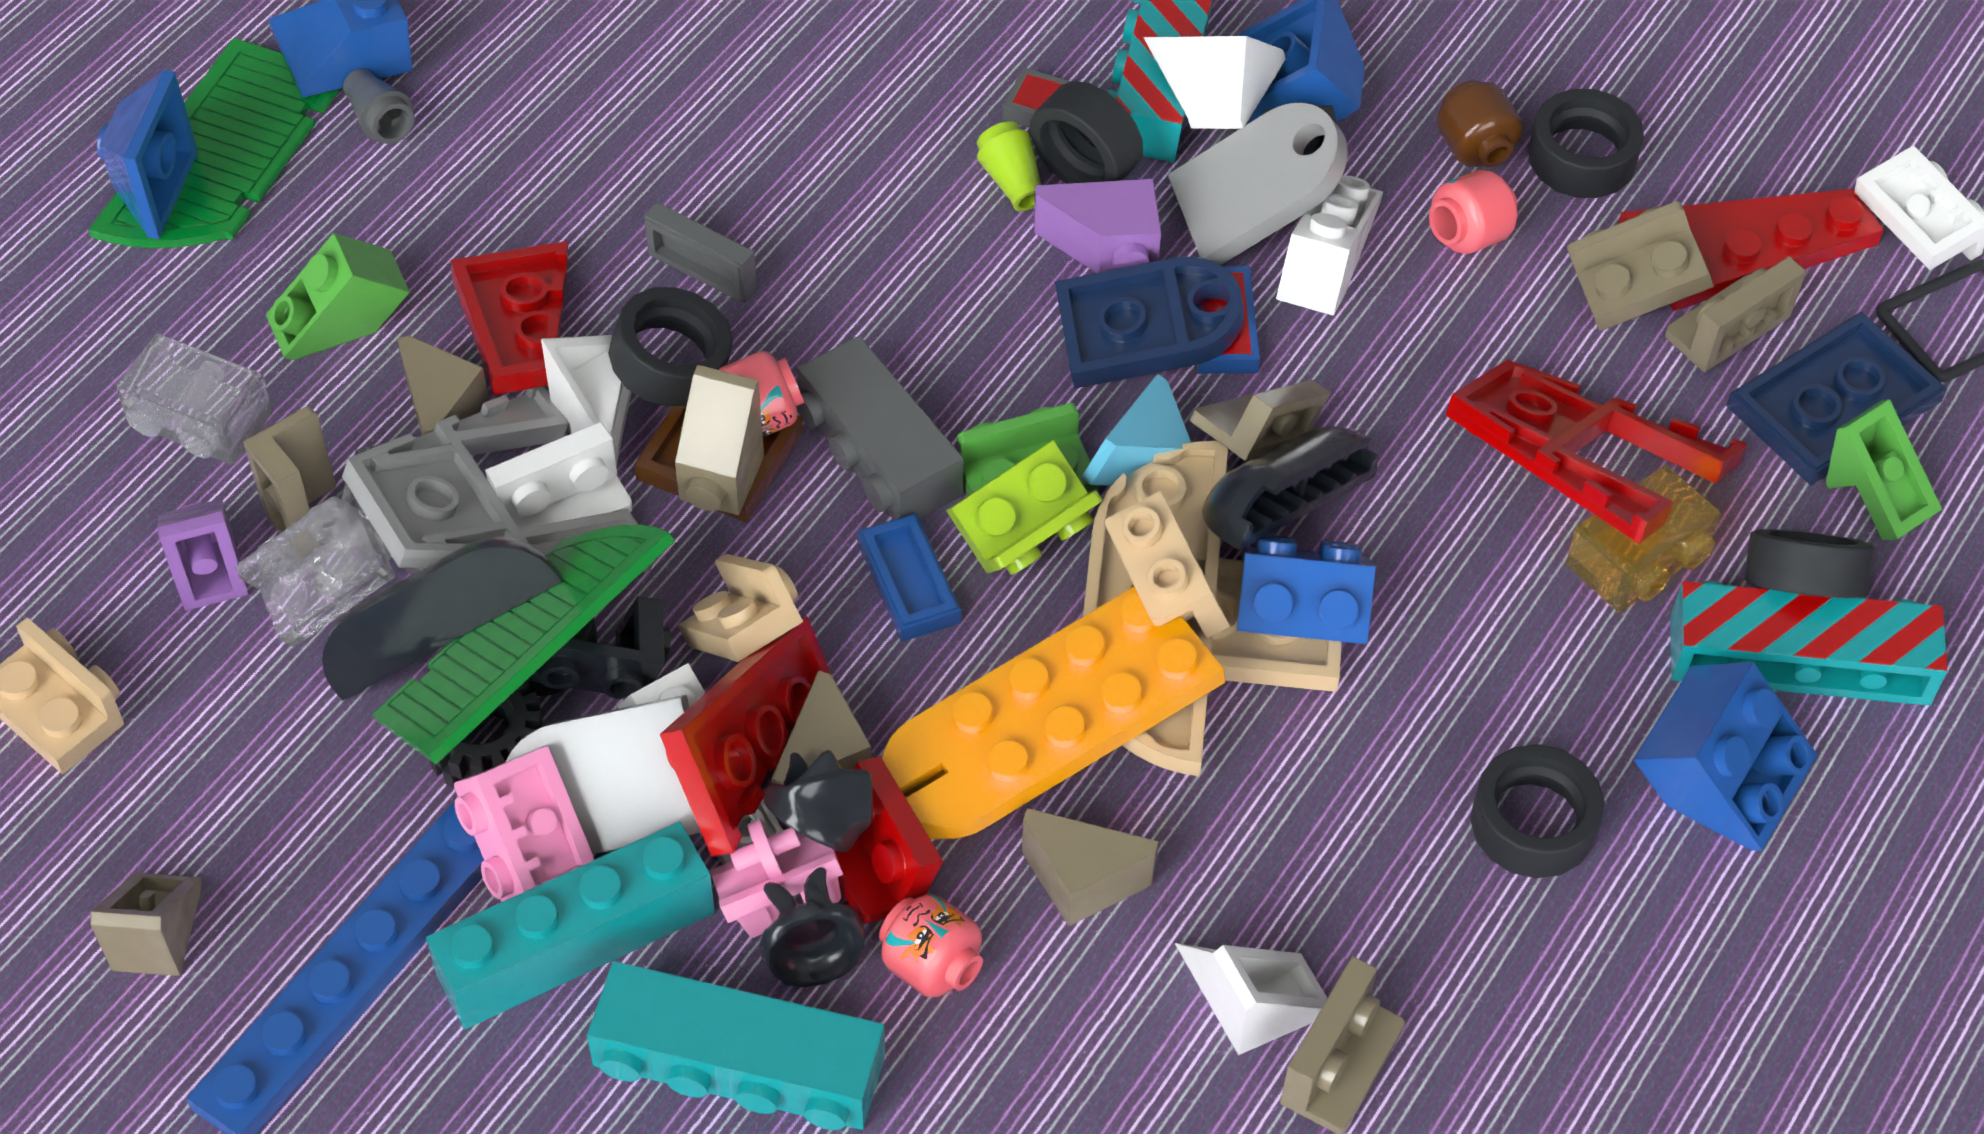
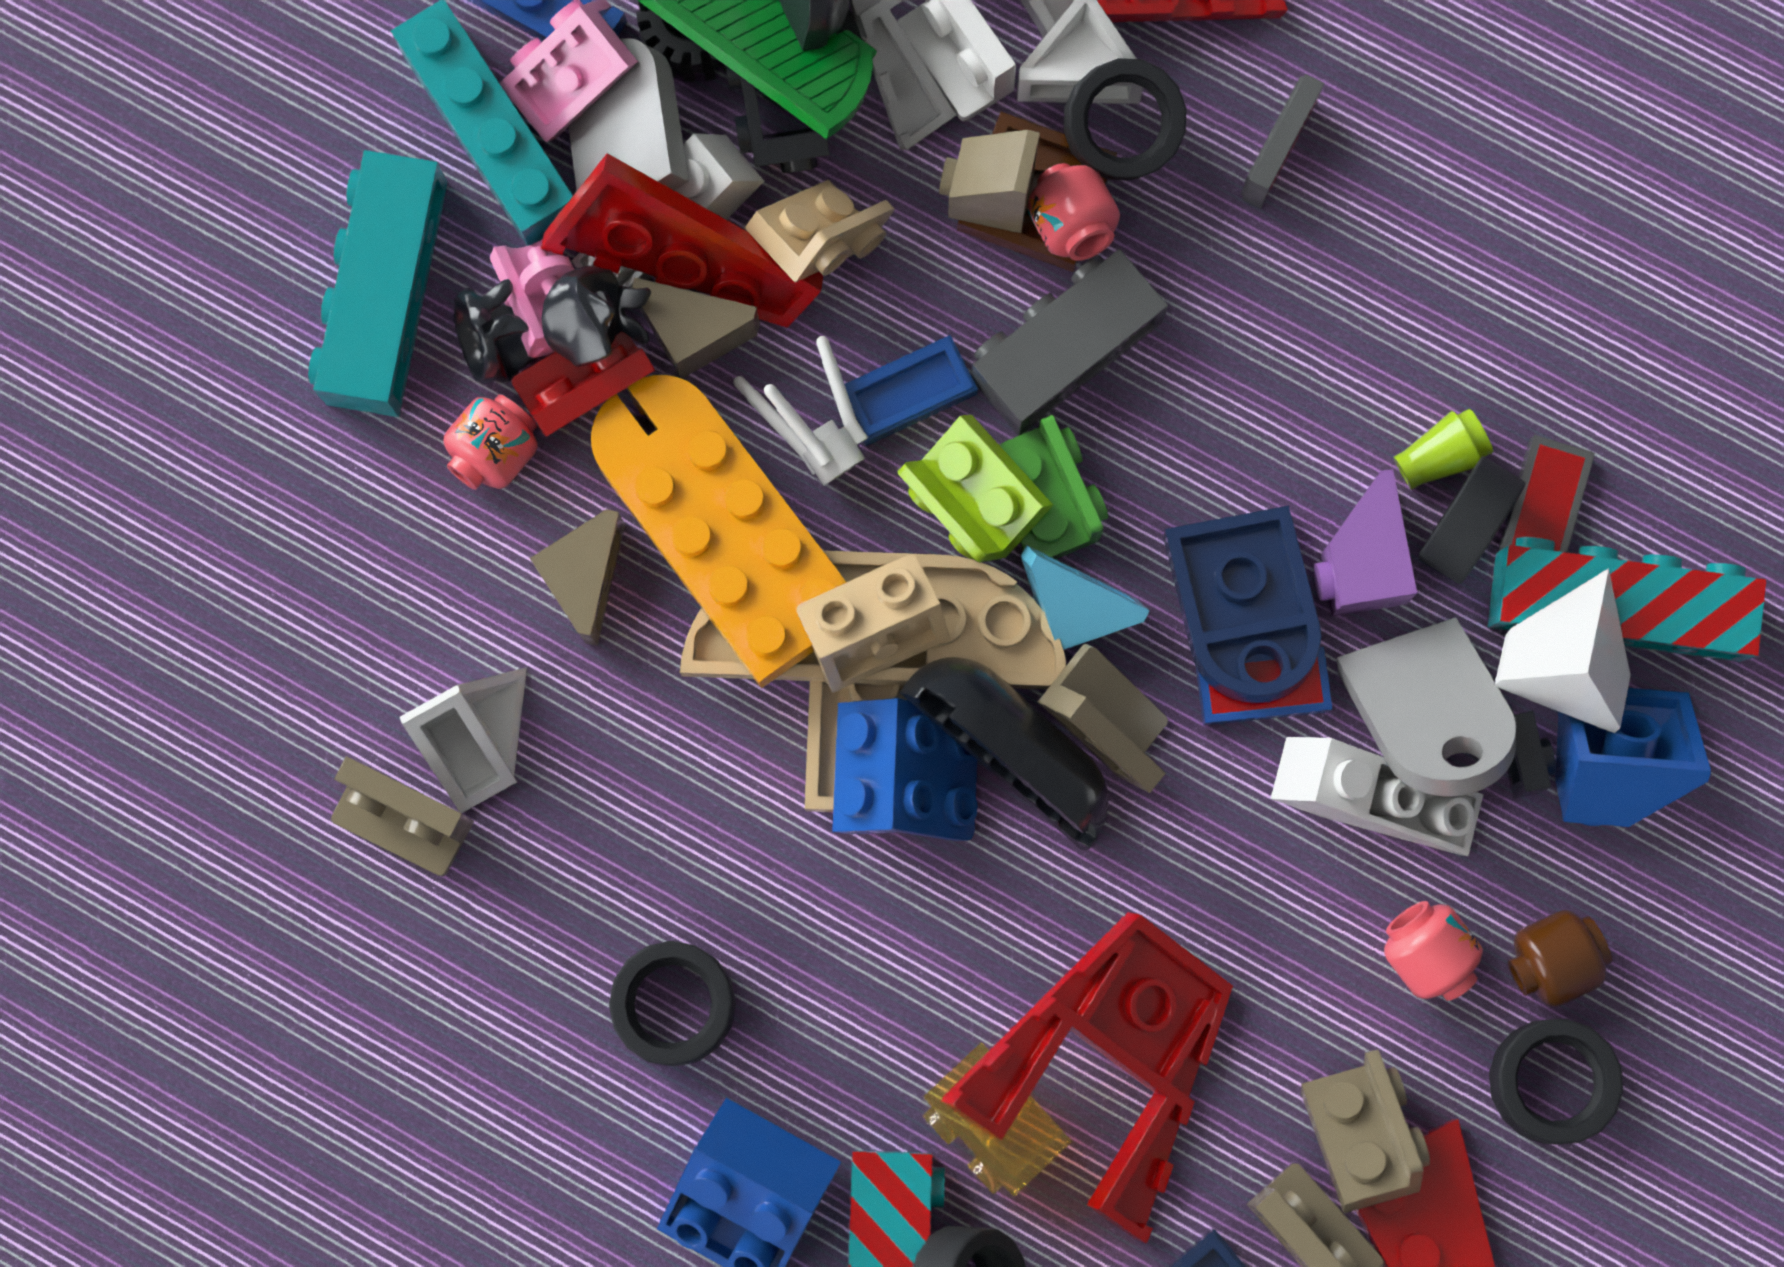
camera: 90 degrees right, 25 degrees up
(964, 634) = (827, 449): none -> white plant

